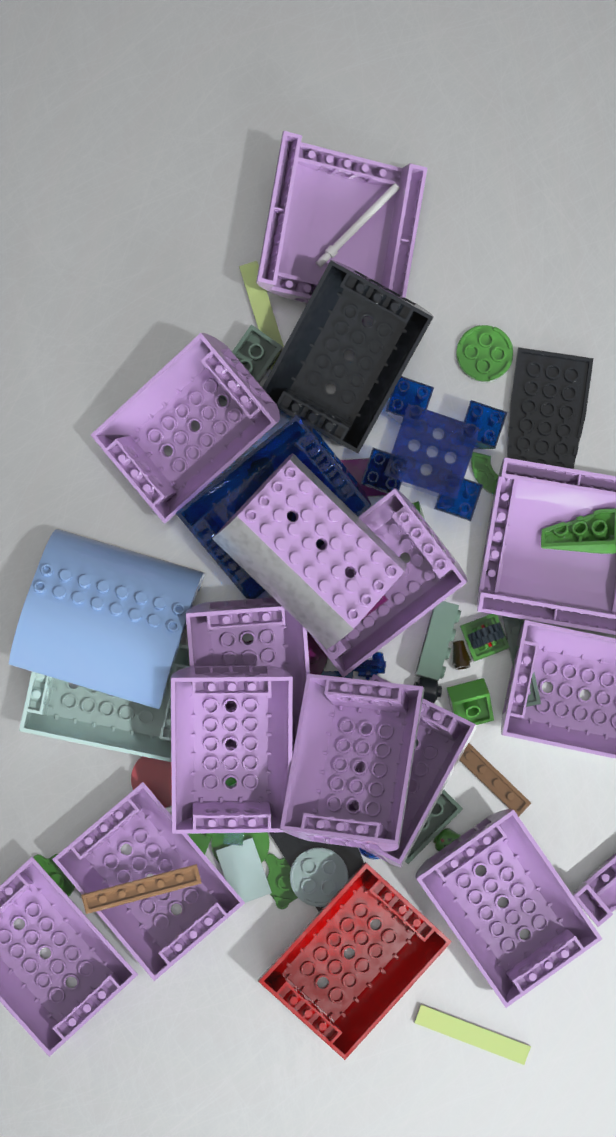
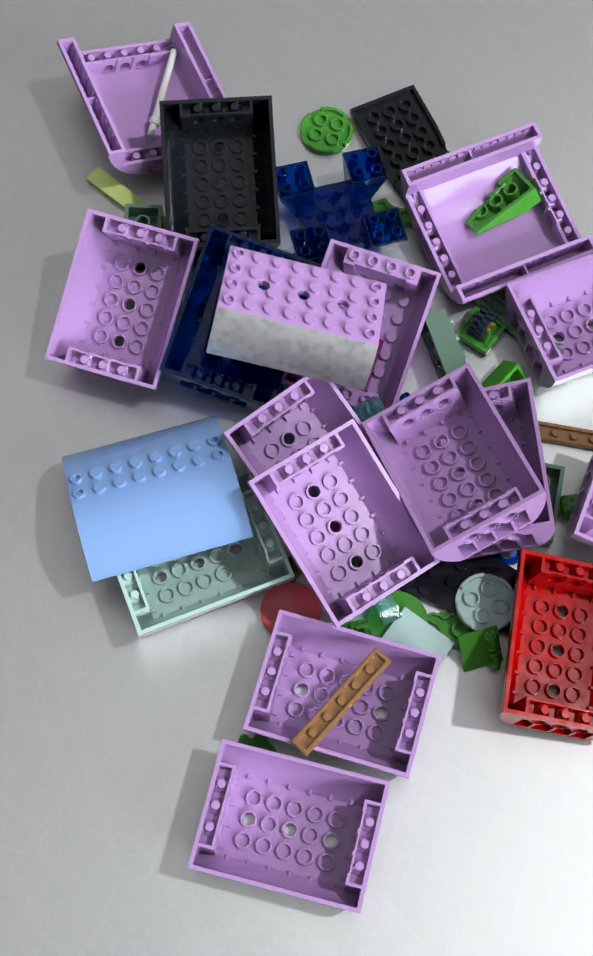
camera: 30 degrees left, 15 degrees down
(289, 911) = (480, 649): none -> bright green hinge
(324, 662) = (368, 408): none -> clear light blue gear
(461, 658) = (473, 357): dark brown cone -> none

